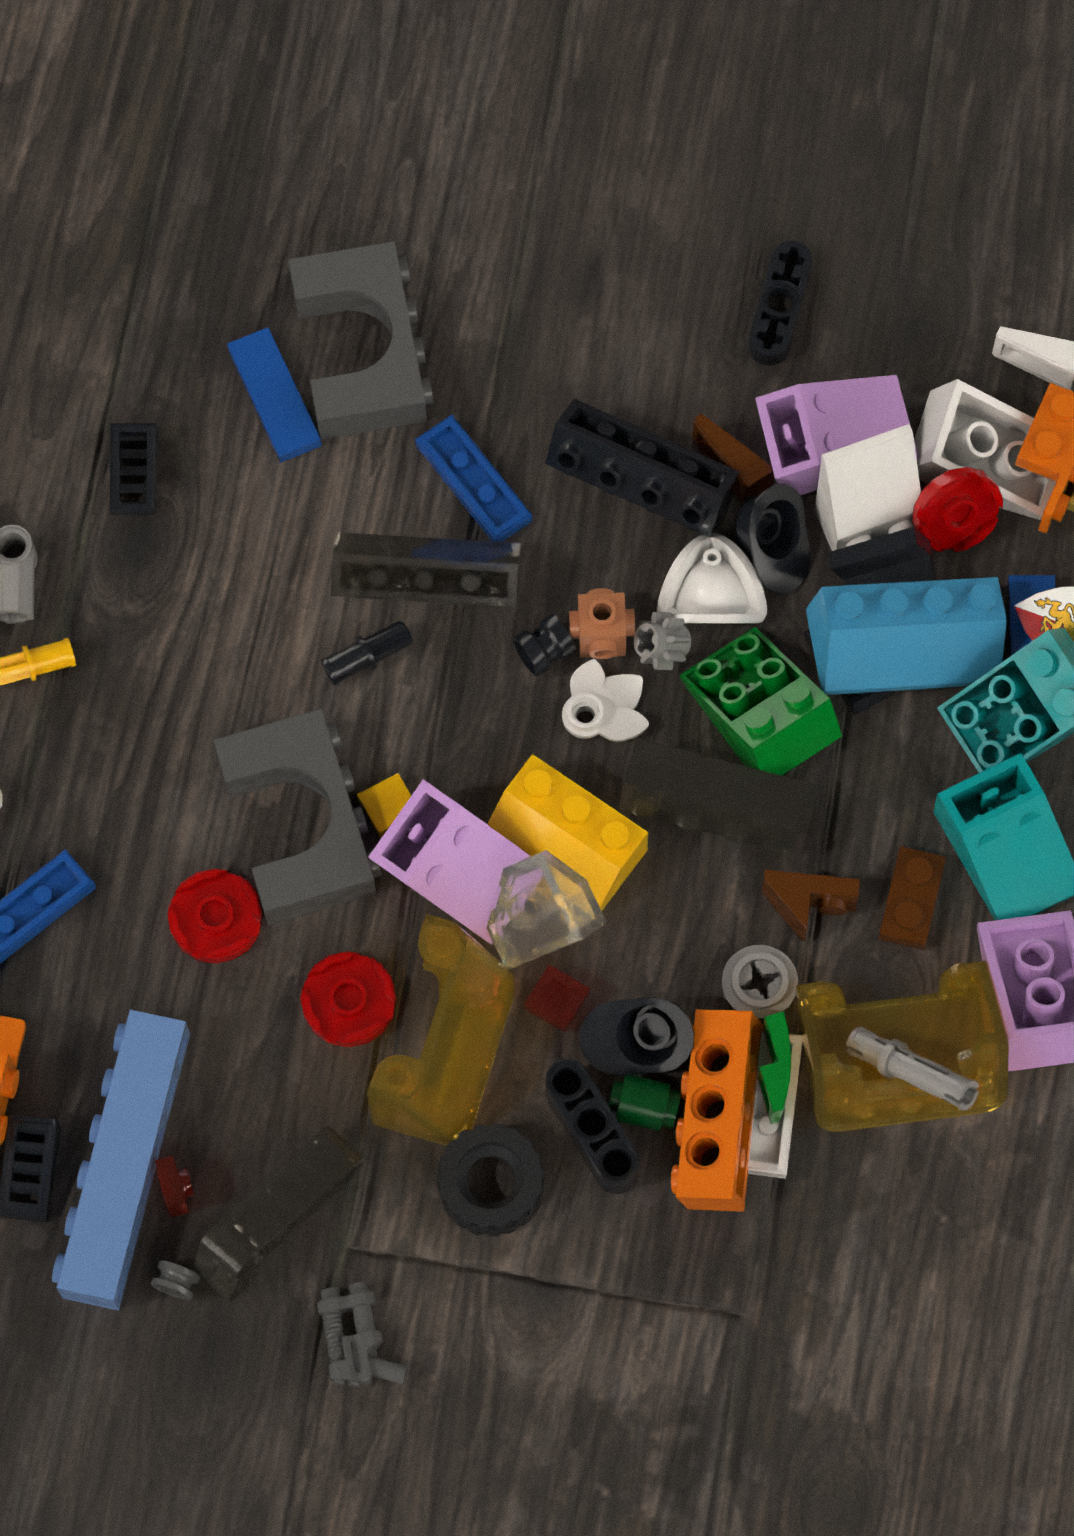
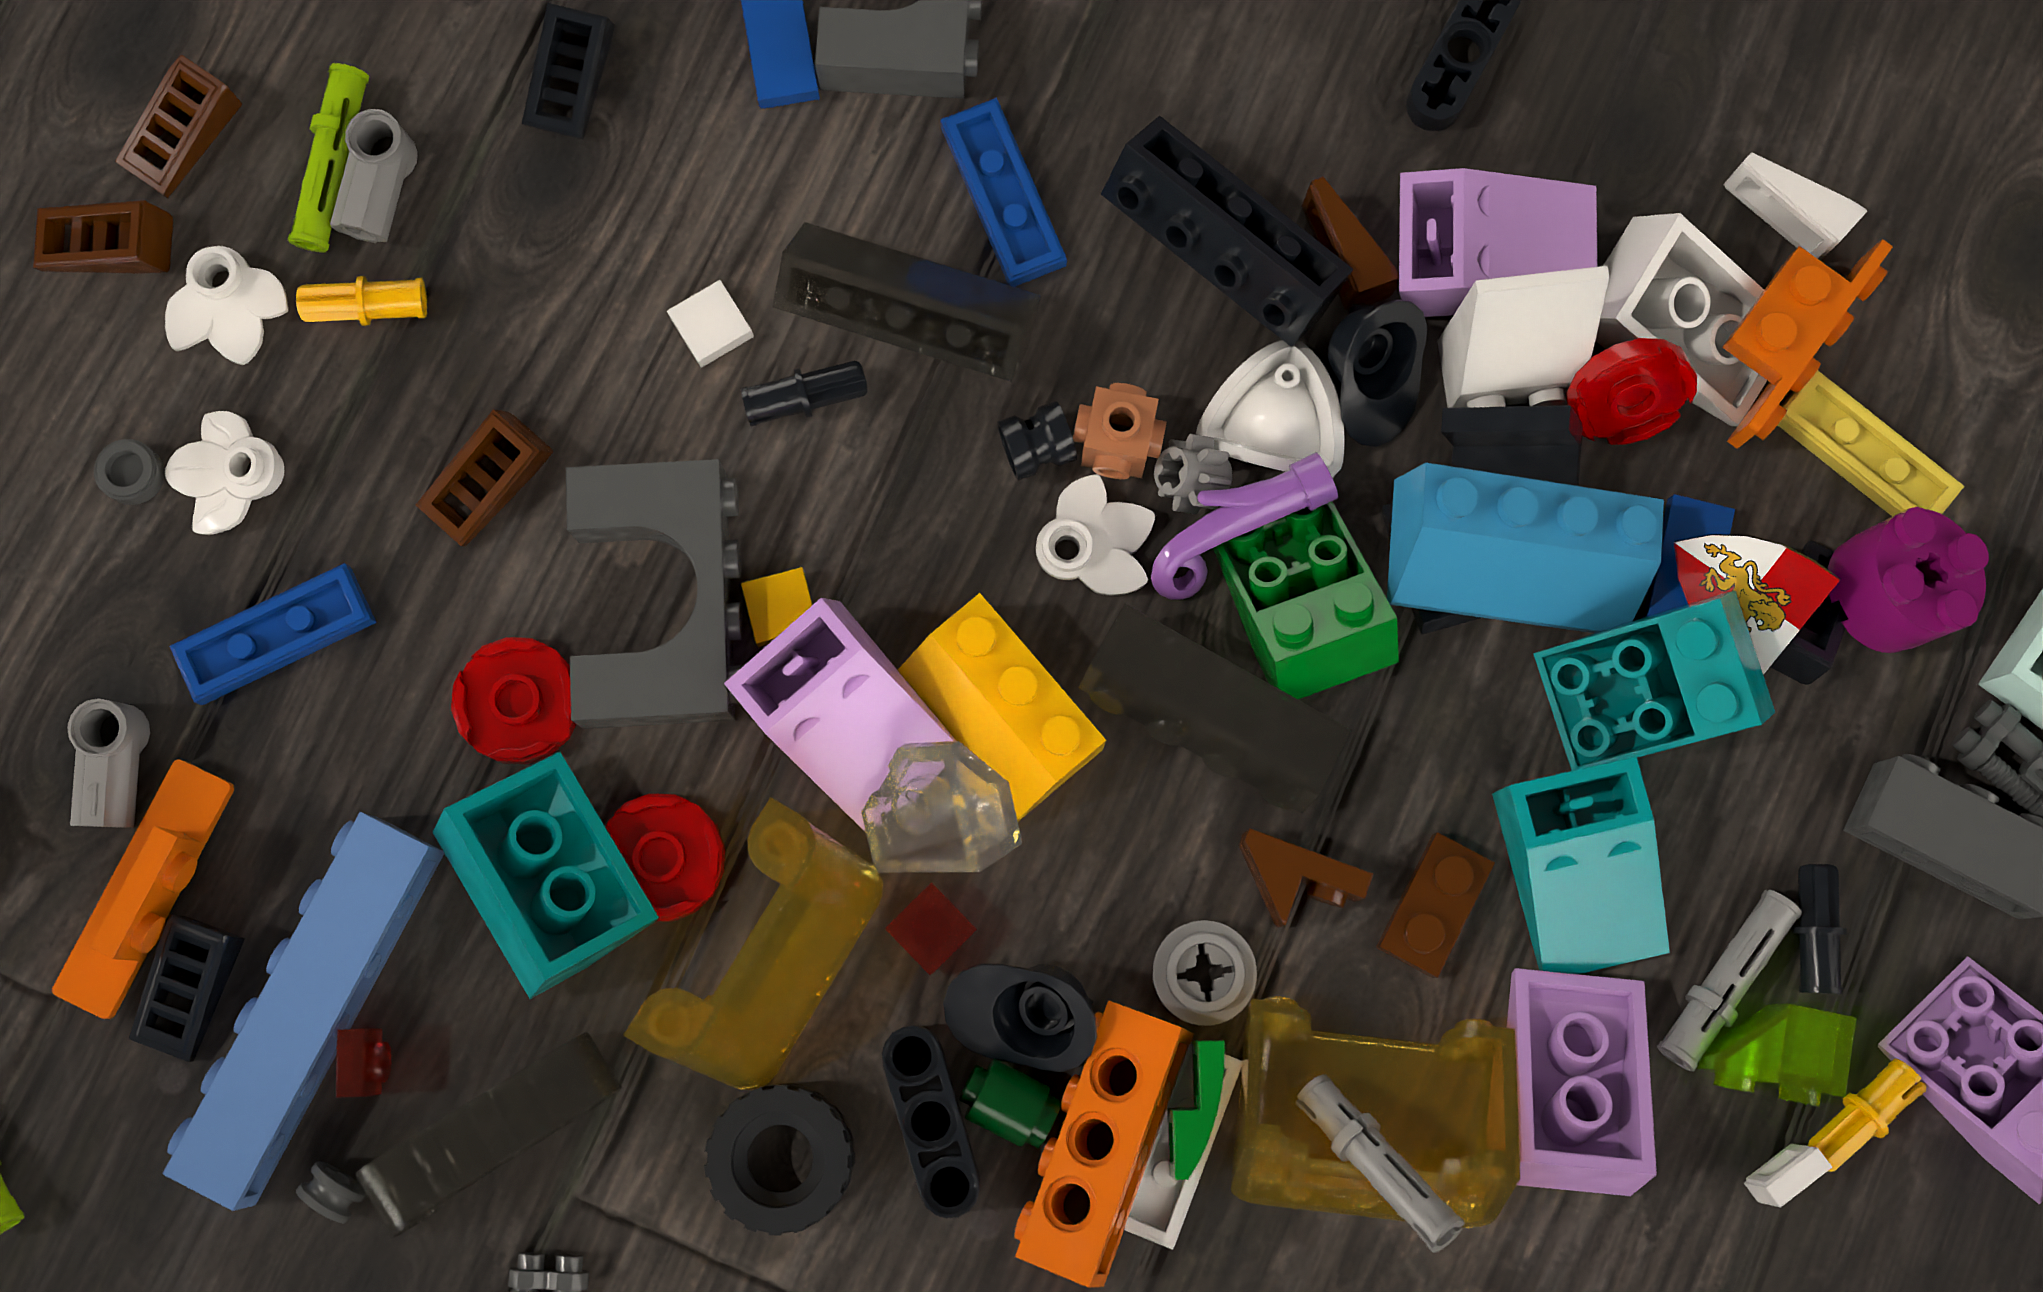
camera: 10 degrees right, 10 degrees up
(141, 744) = (500, 491): none -> reddish brown slope
(270, 1024) = (543, 873): none -> teal slope
(285, 621) = (710, 323): none -> white tile
(703, 656) = (1240, 511): none -> medium lavender plant

